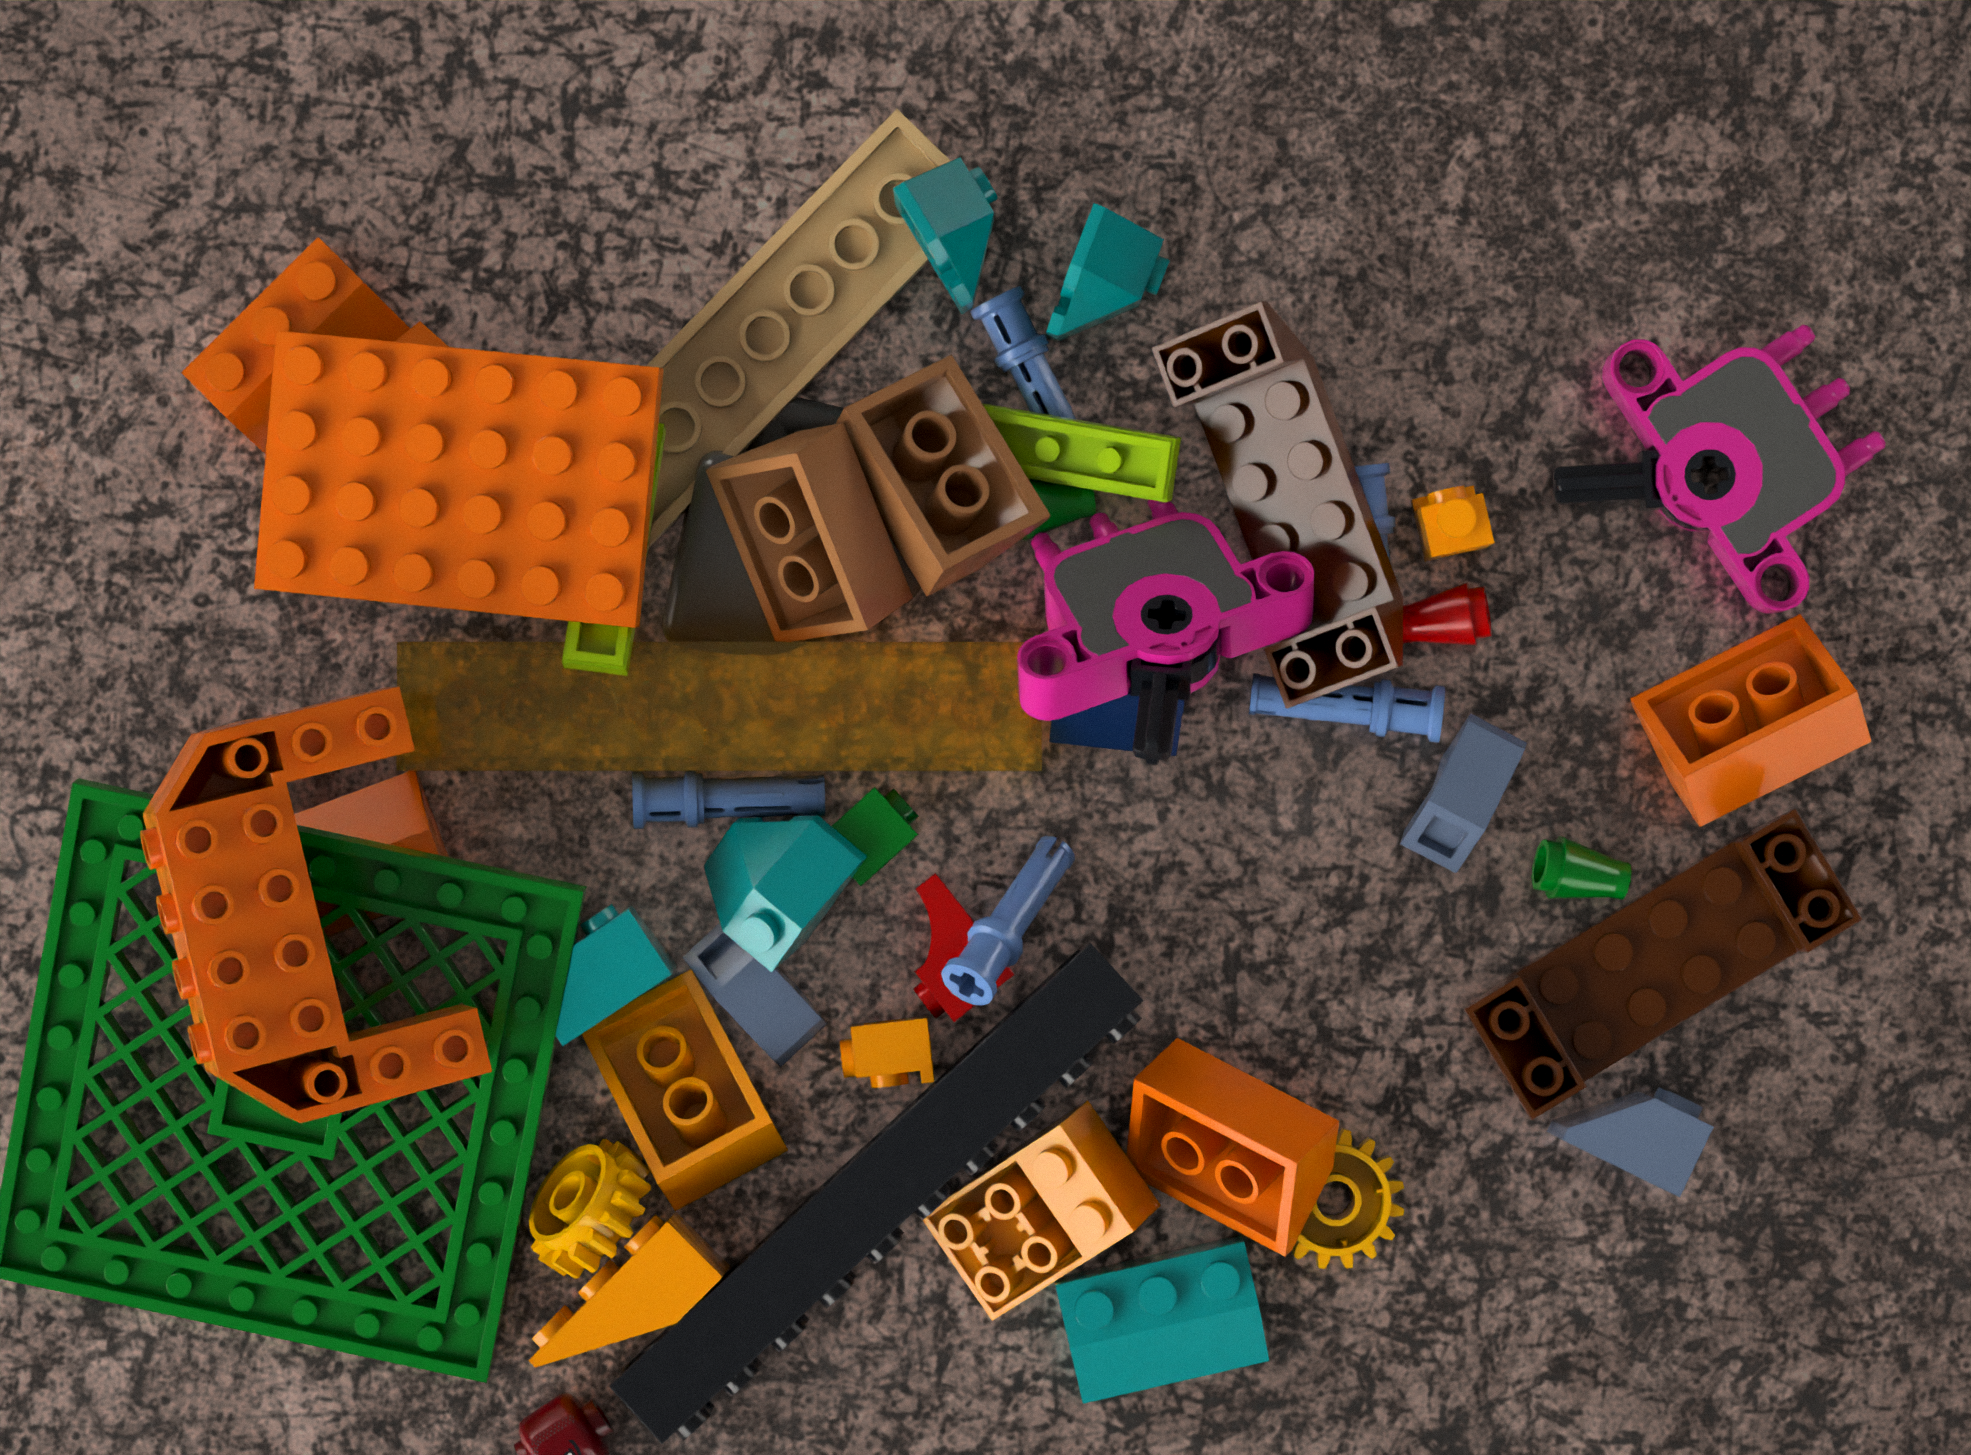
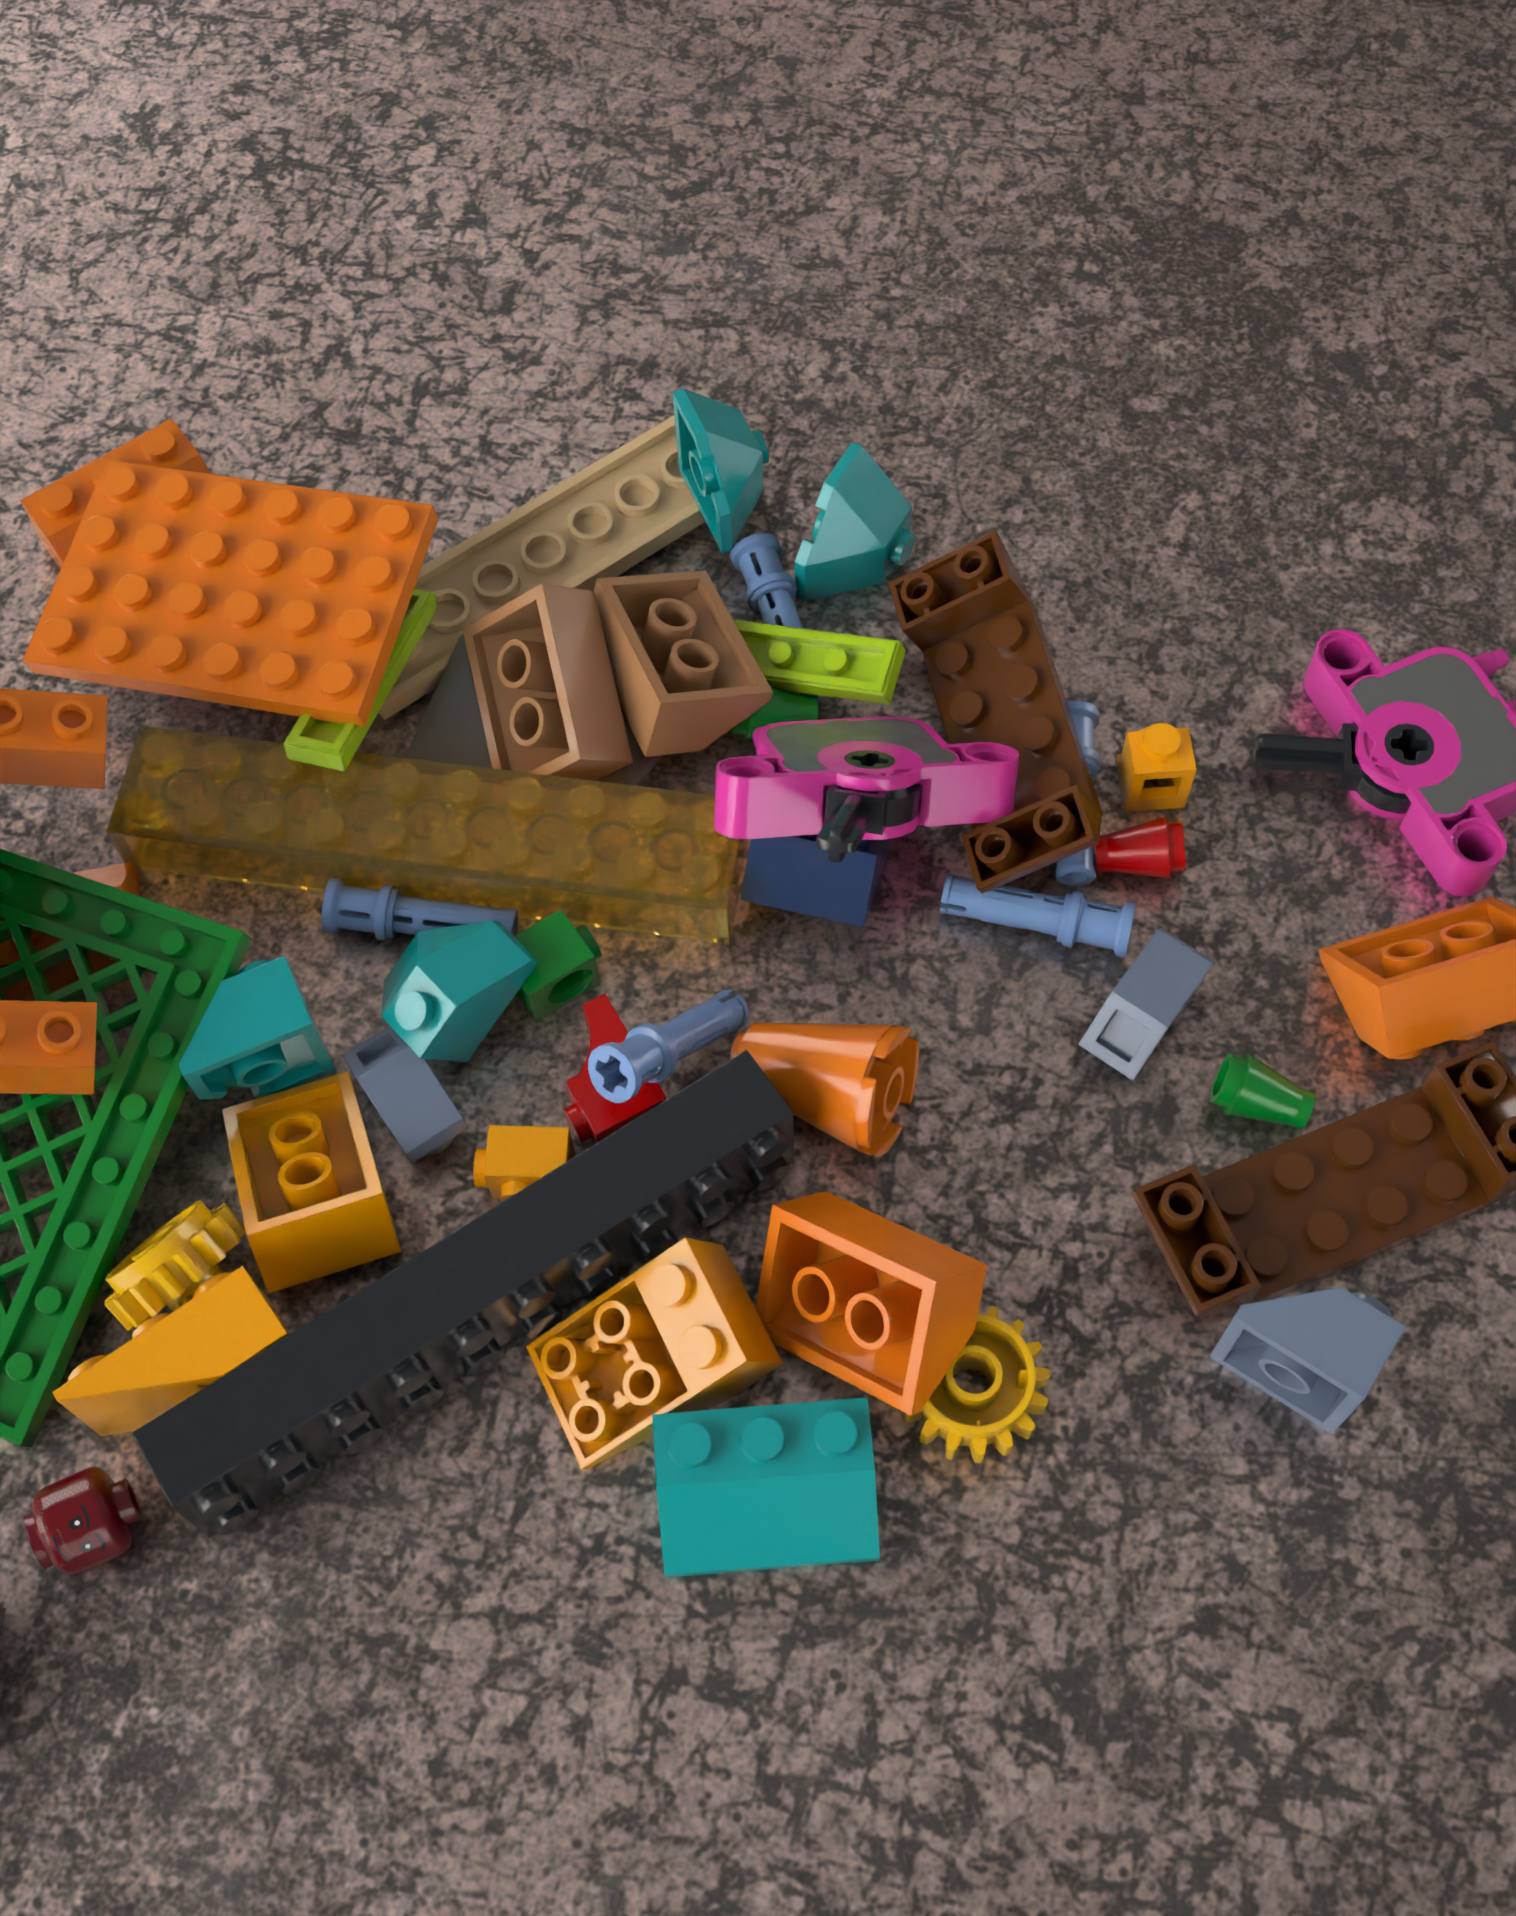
camera: 10 degrees right, 25 degrees down
(1165, 923) = (839, 1076): none -> orange cone

